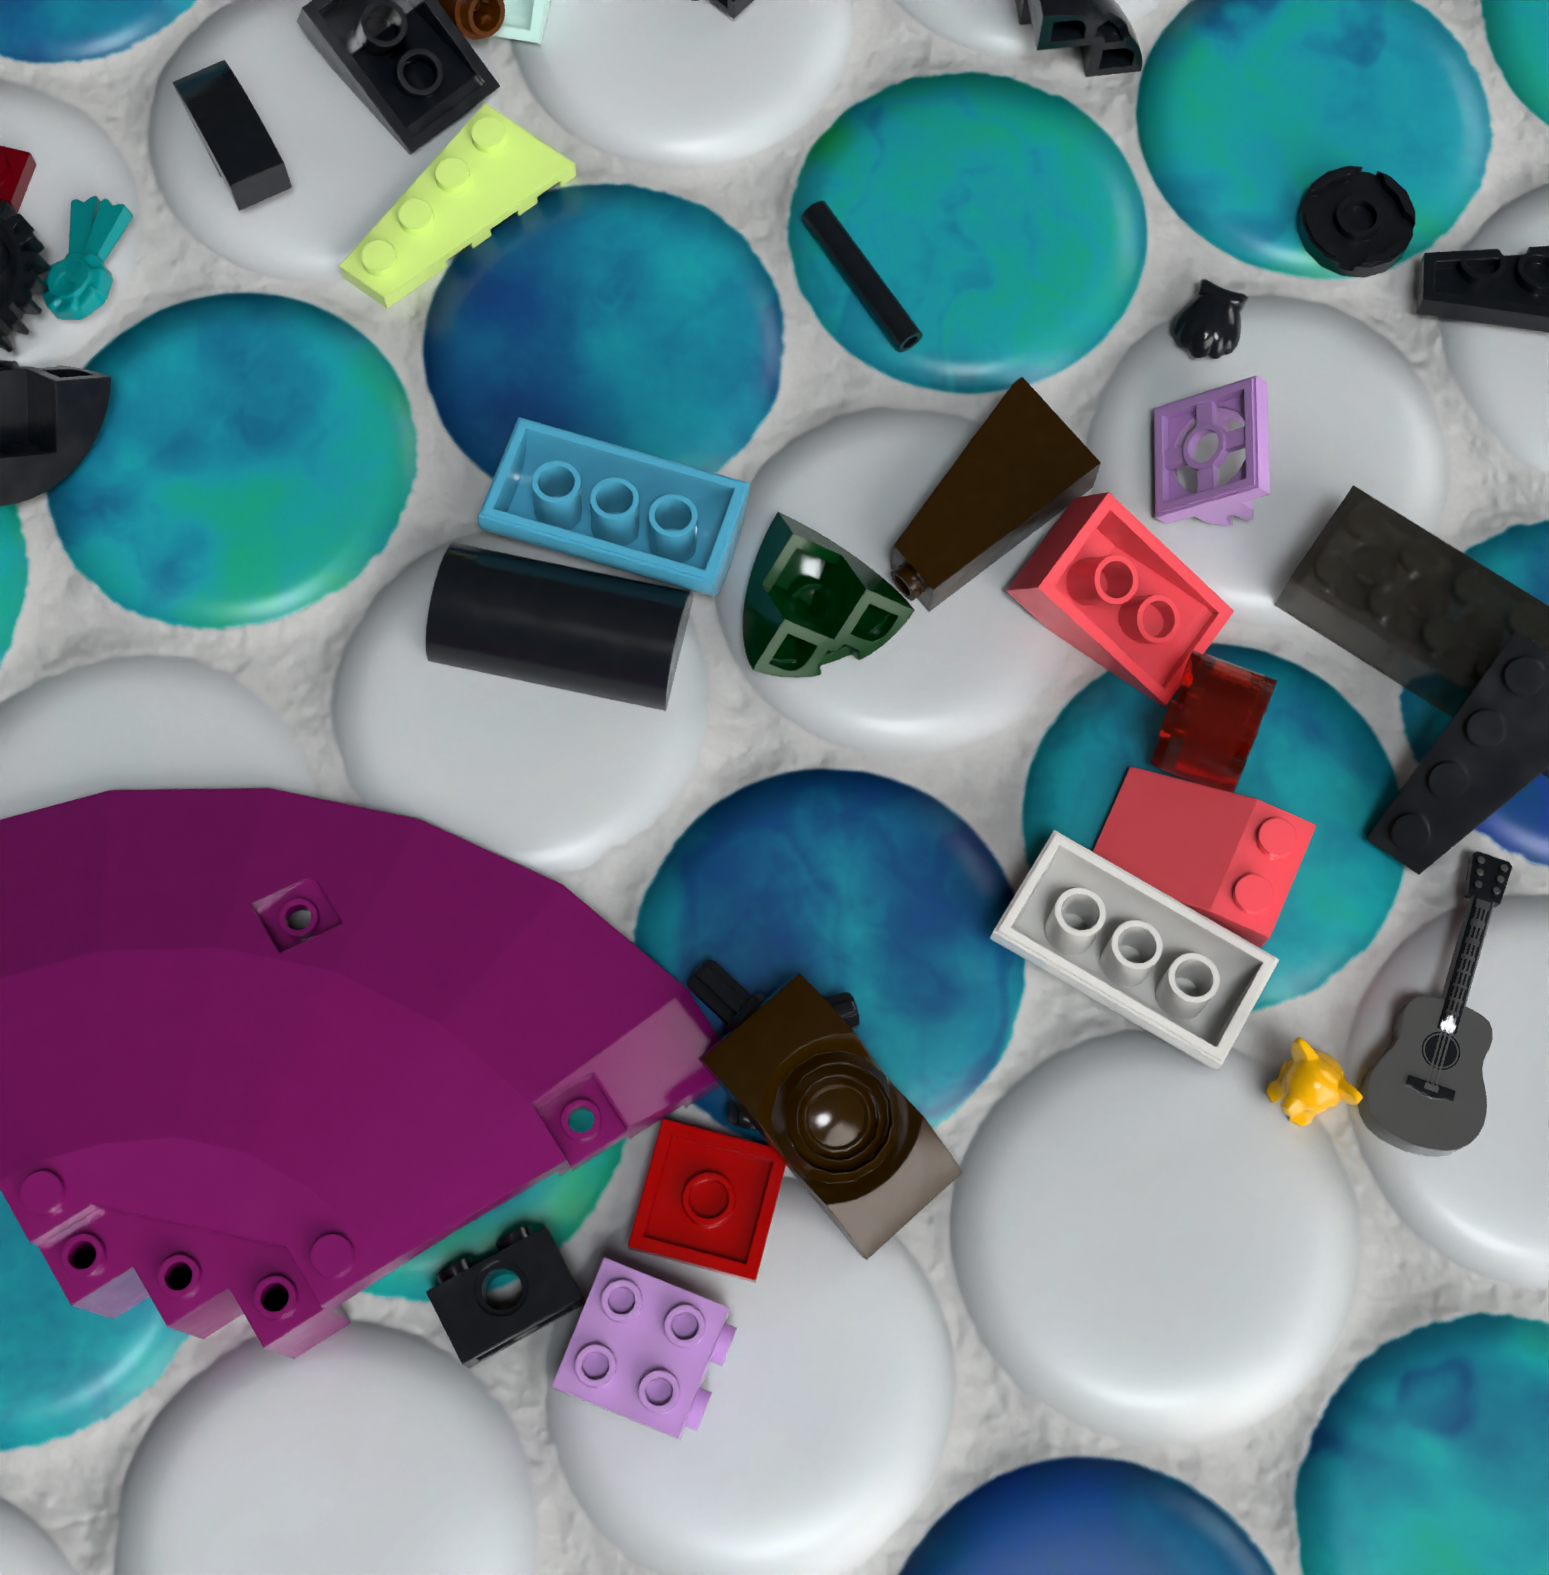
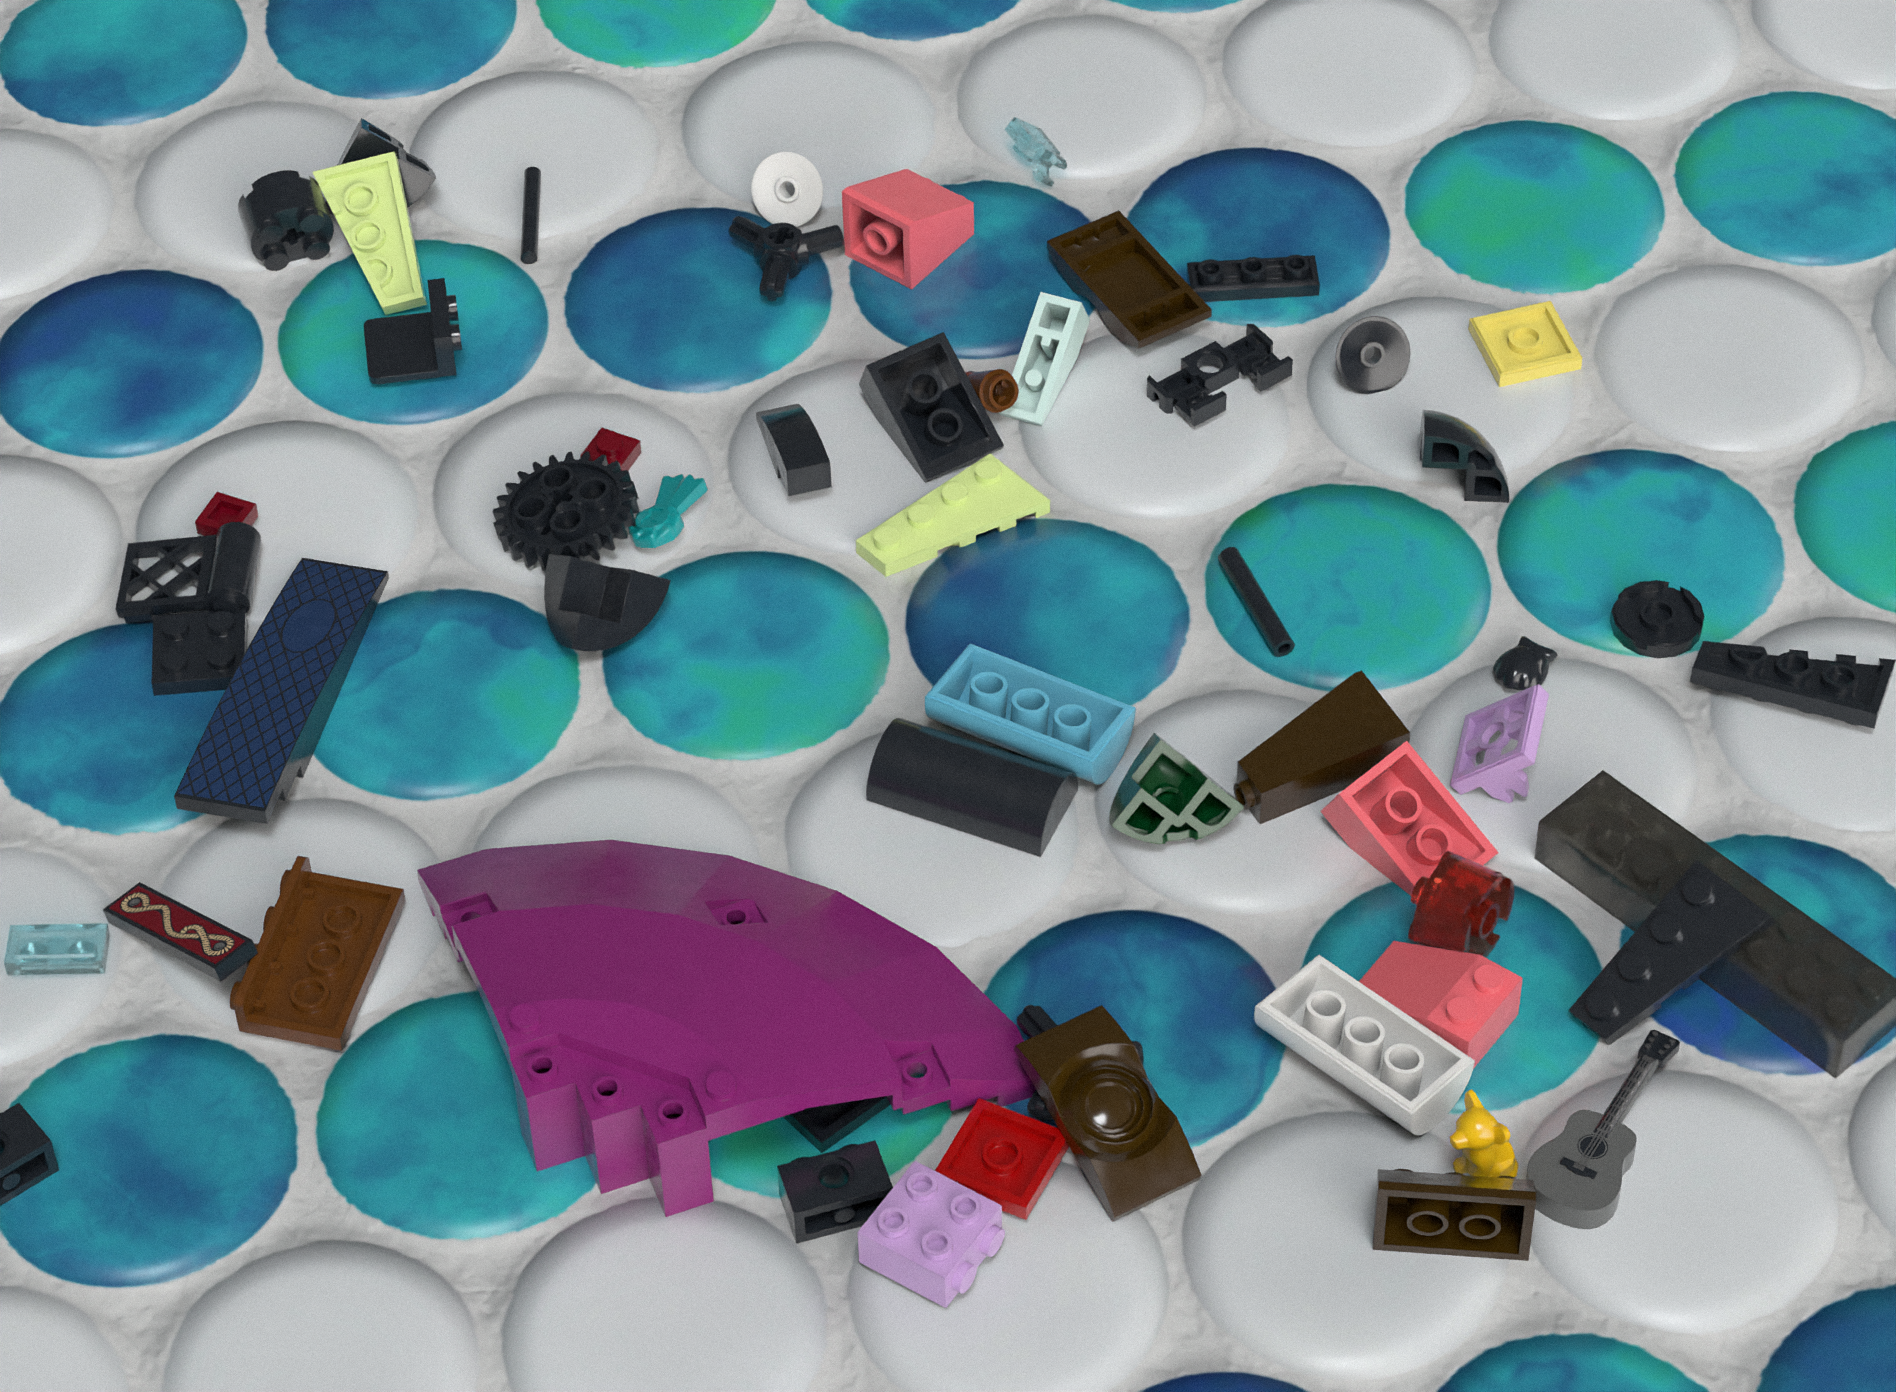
camera: 15 degrees right, 25 degrees down
(1293, 1180) = (1454, 1214): none -> dark brown slope

